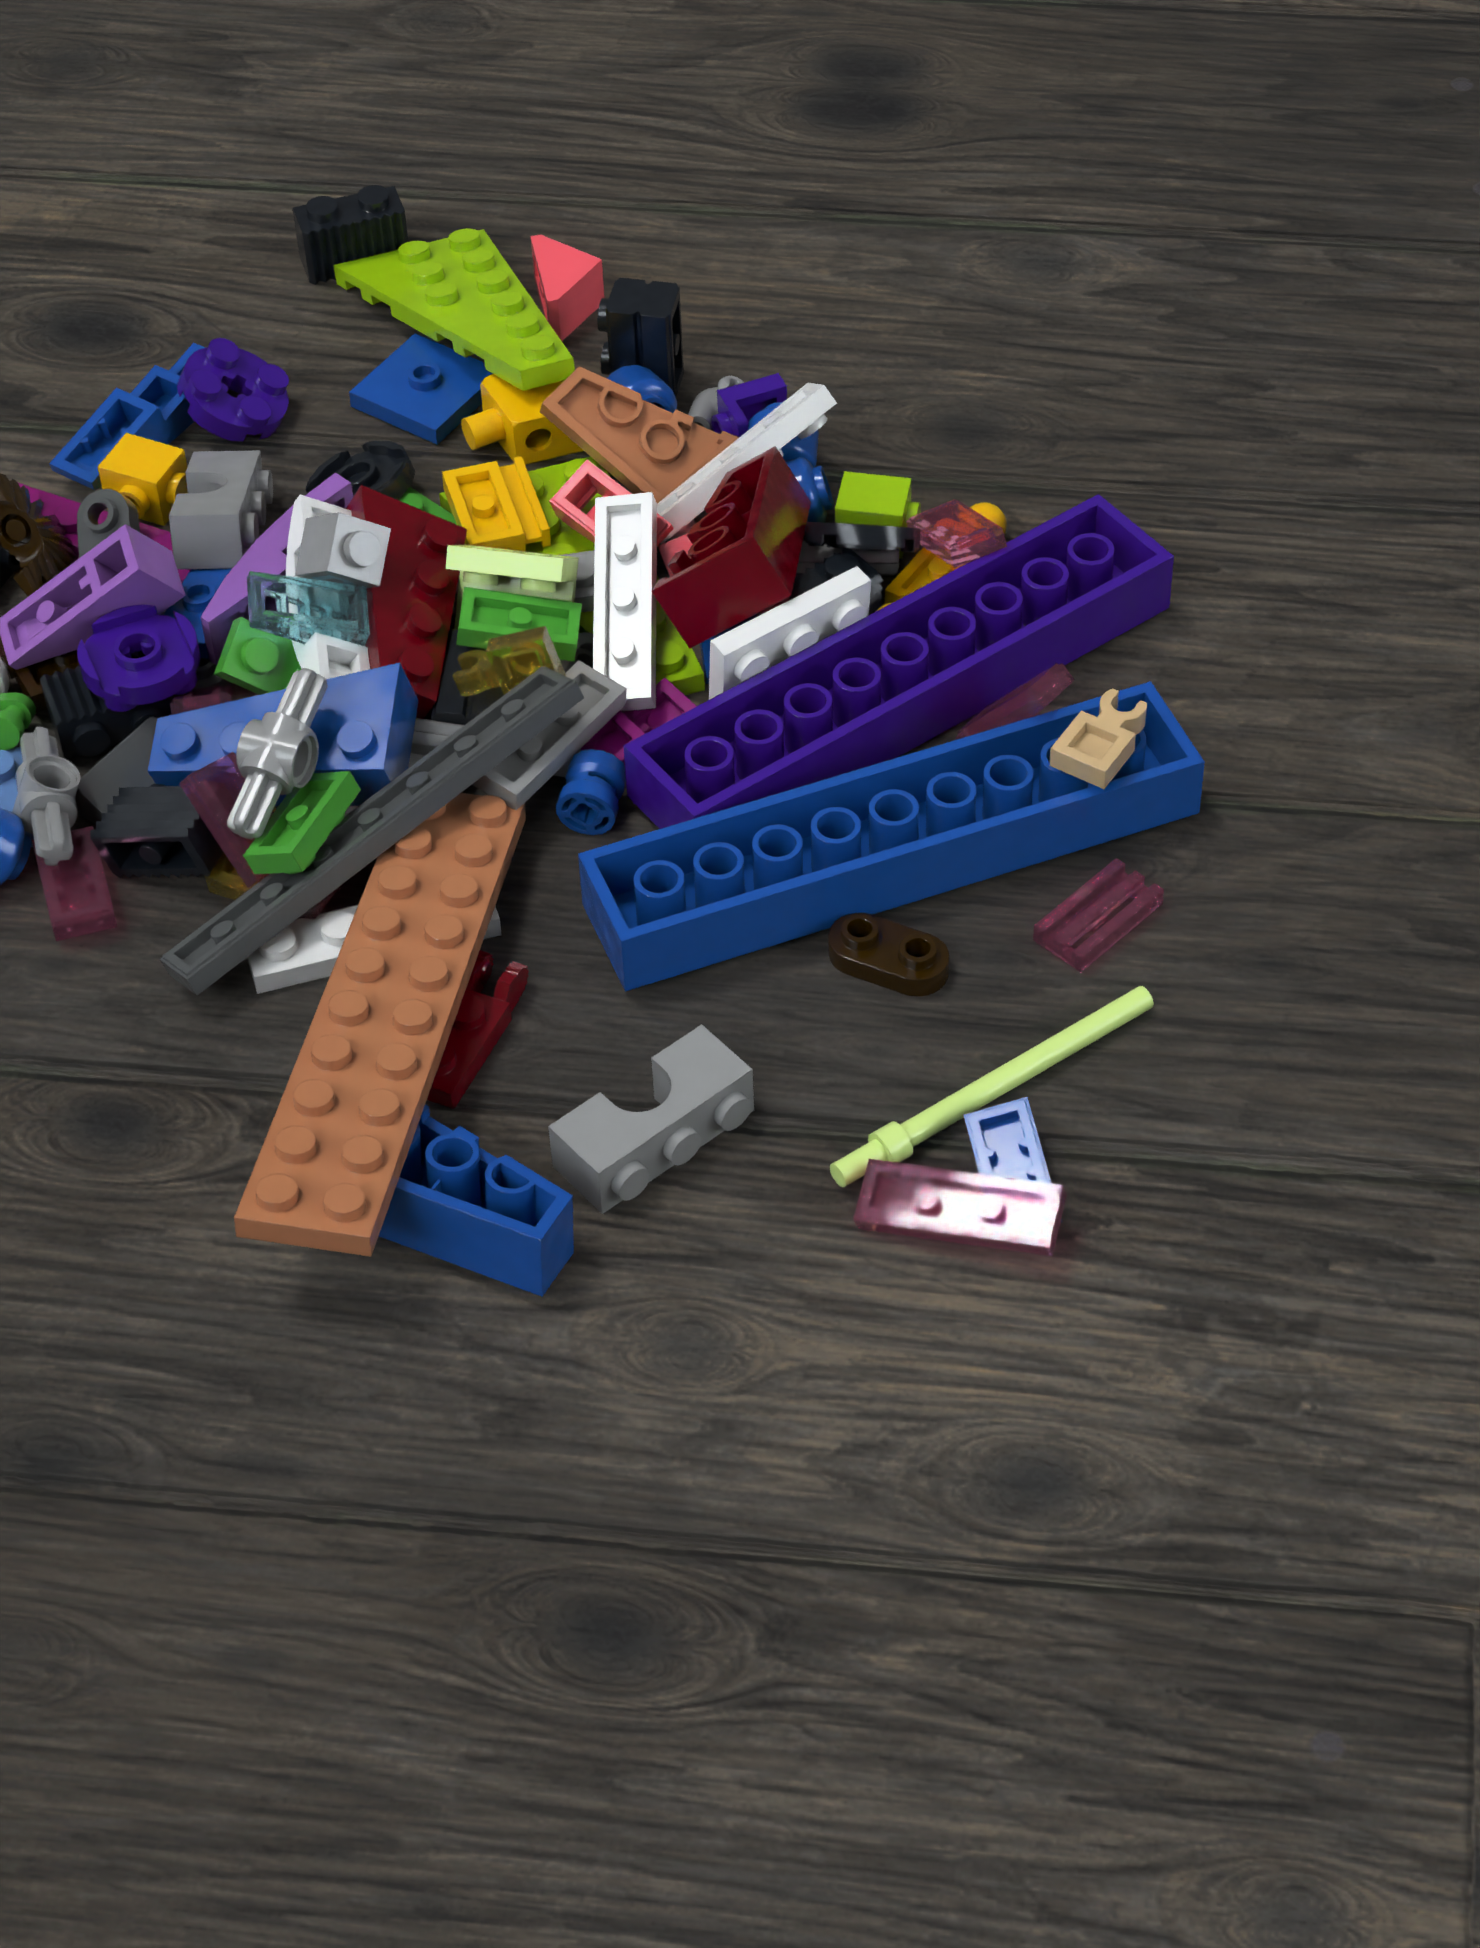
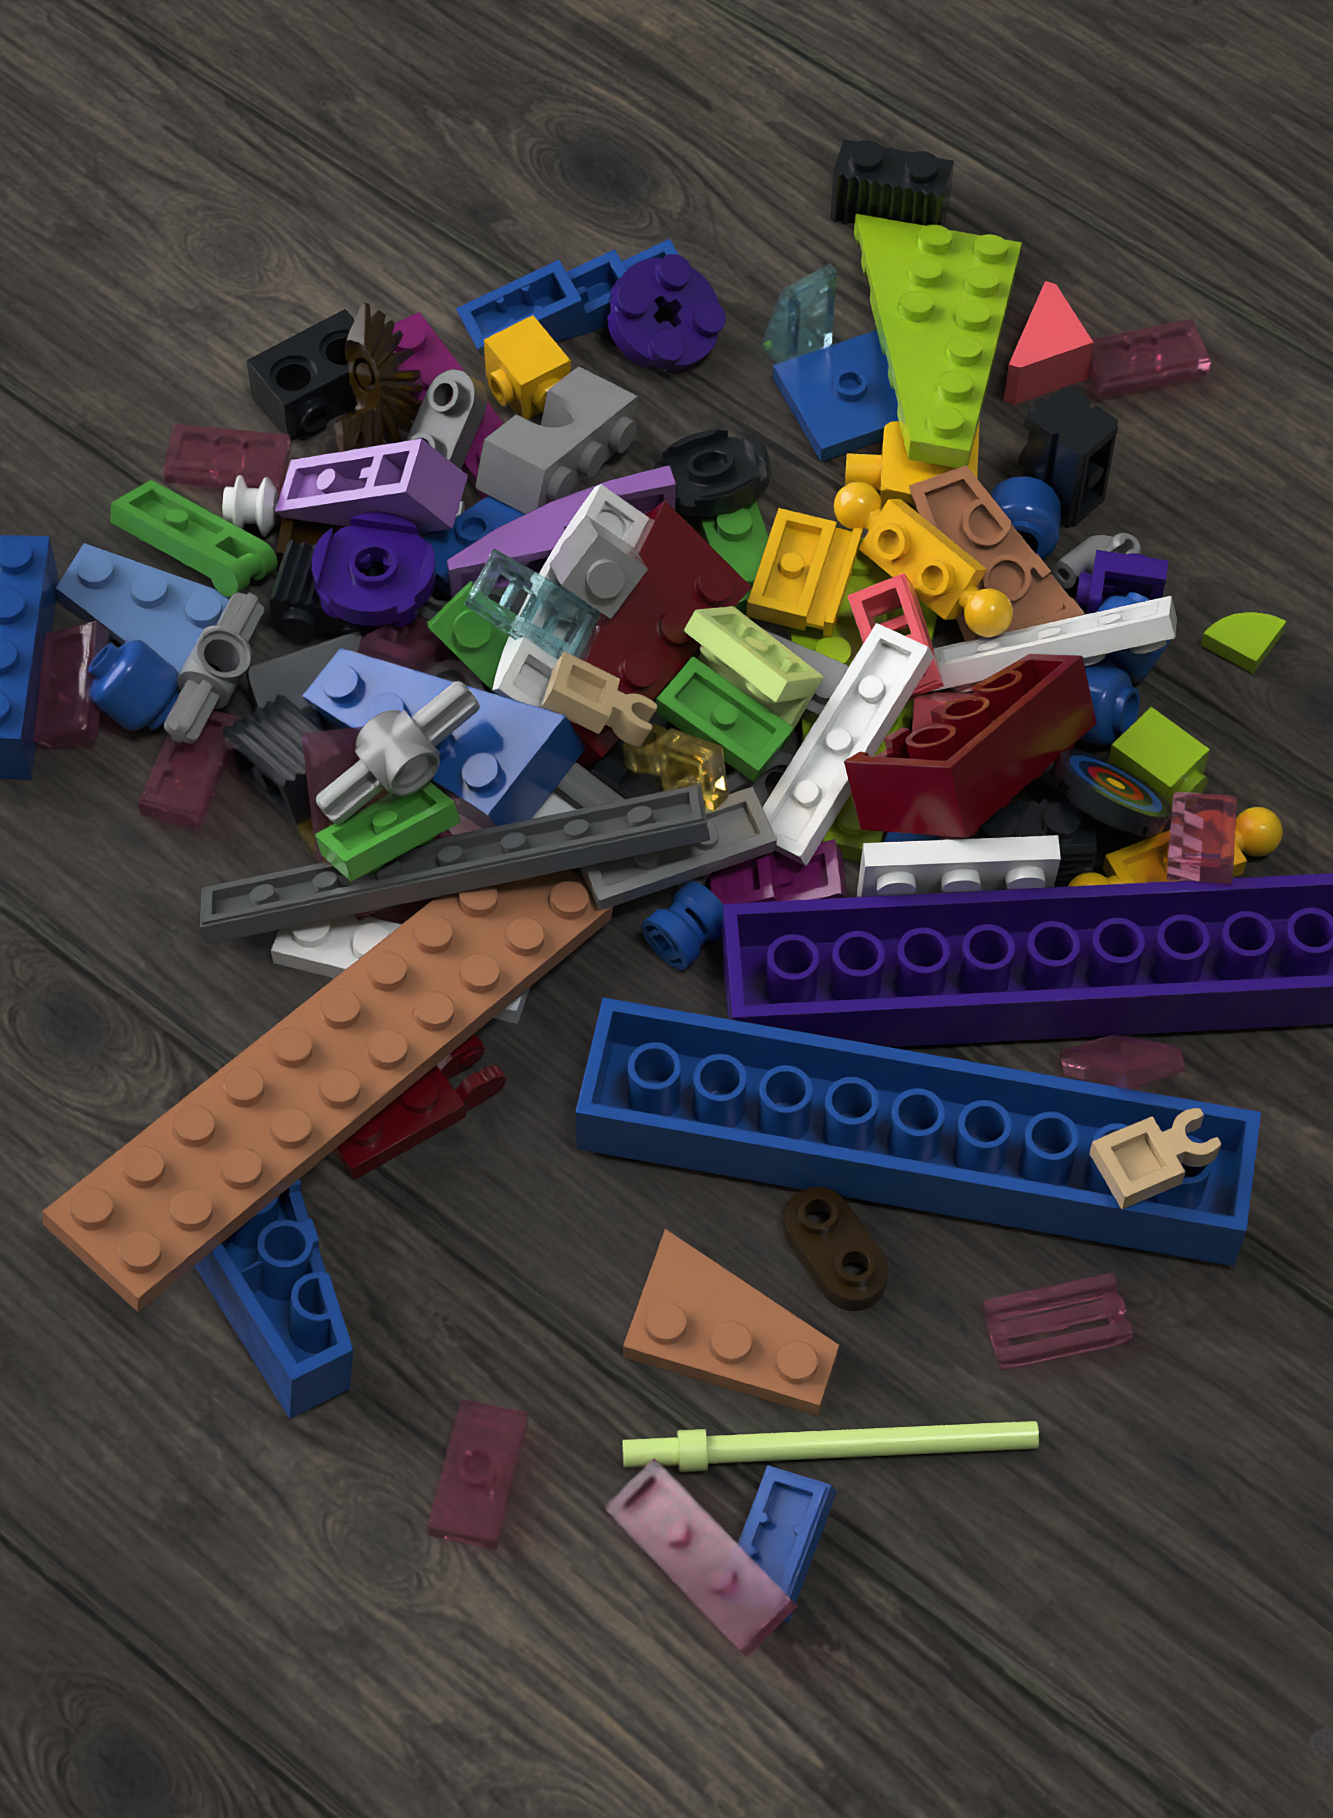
camera: 30 degrees right, 10 degrees up
(354, 341) = (802, 317): none -> clear light blue slope
(413, 647) = (592, 700): none -> tan plate
(561, 447) = (936, 566): none -> yellow plate
(618, 1152) = (449, 1319): light grey arch -> none
(650, 256) = (1148, 358): none -> clear pink plate
(731, 1253) = (478, 1474): none -> clear pink plate
(849, 1055) = (726, 1333): none -> nougat wing
(867, 410) = (1244, 638): none -> lime tile

